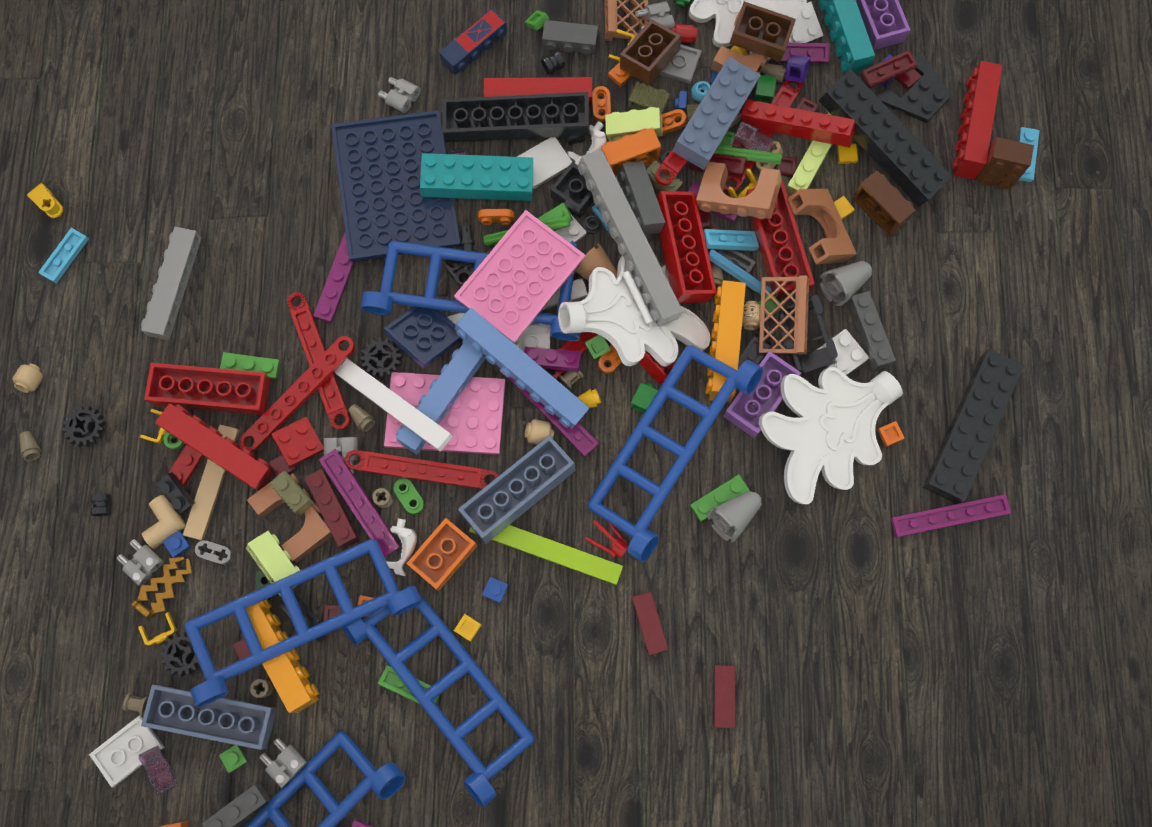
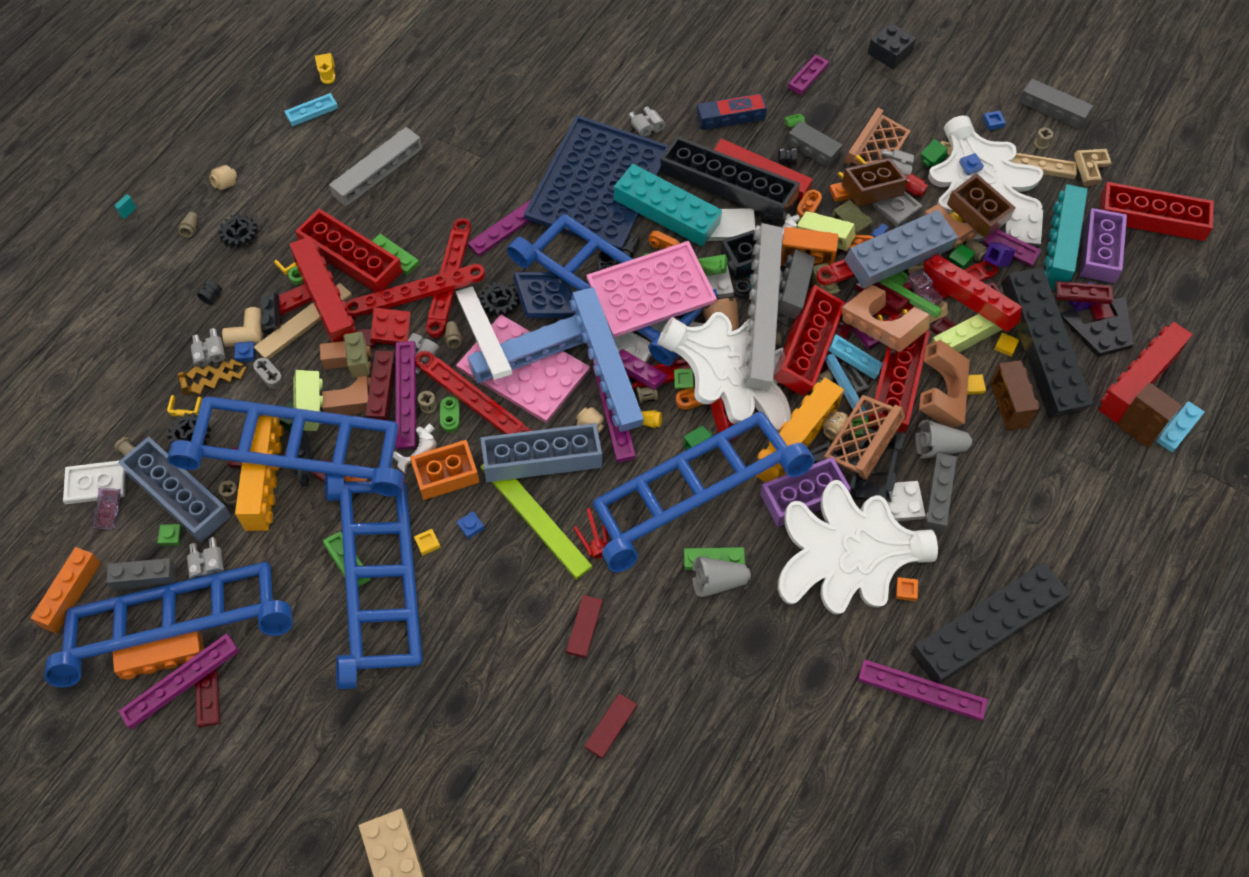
camera: 30 degrees right, 15 degrees down
(638, 298) = (741, 354): white bar -> none

